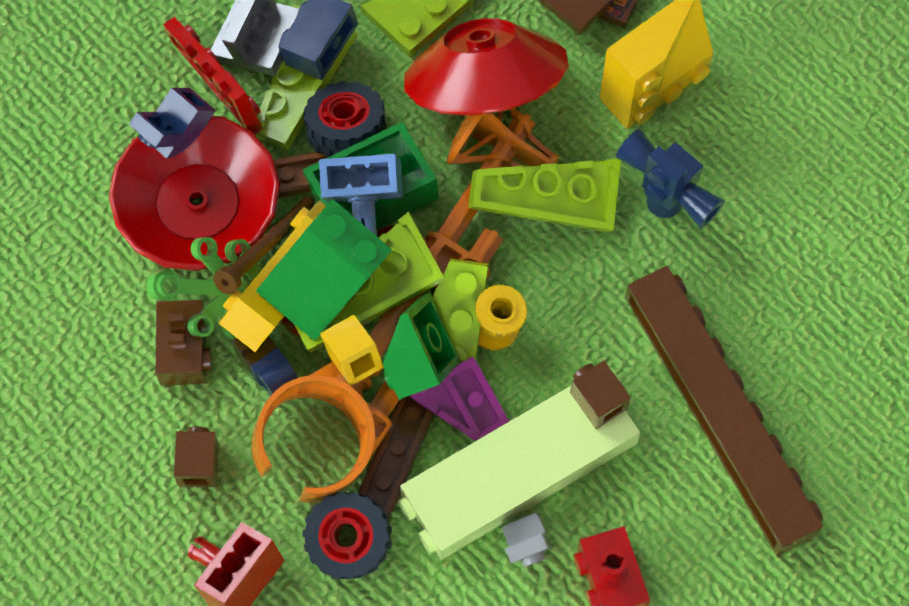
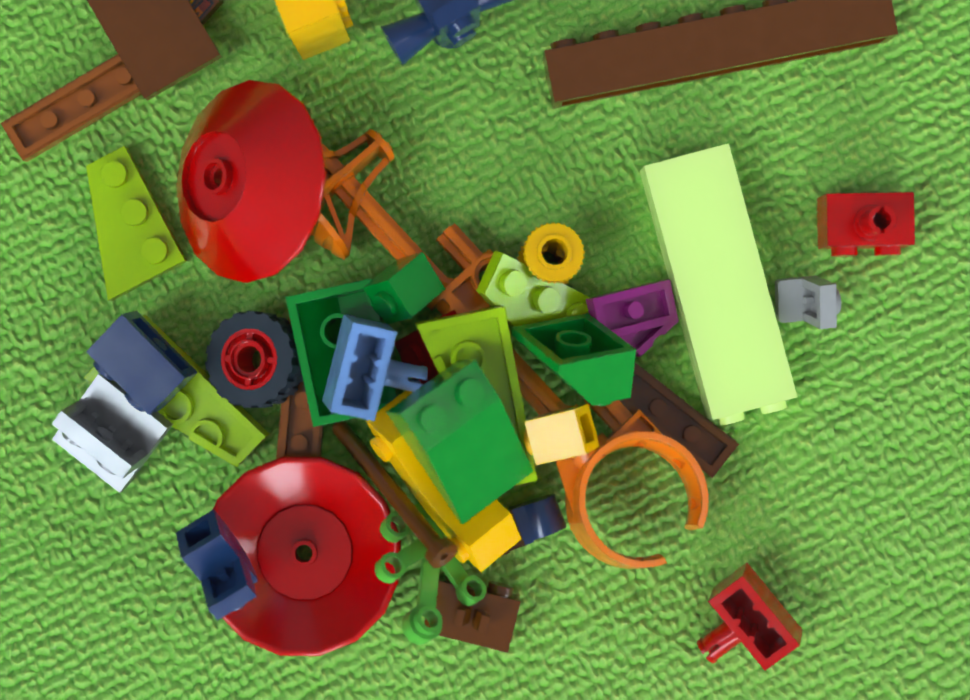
camera: 75 degrees left, 20 degrees up
(196, 457) = (609, 628): reddish brown brick -> none
(214, 75) = (212, 476): red wing -> none
(323, 535) = (769, 497): black wheel -> none
(435, 203) = (404, 288): none -> green brick
(563, 194) = (419, 146): lime wing -> none
(599, 393) = (681, 174): reddish brown brick -> none

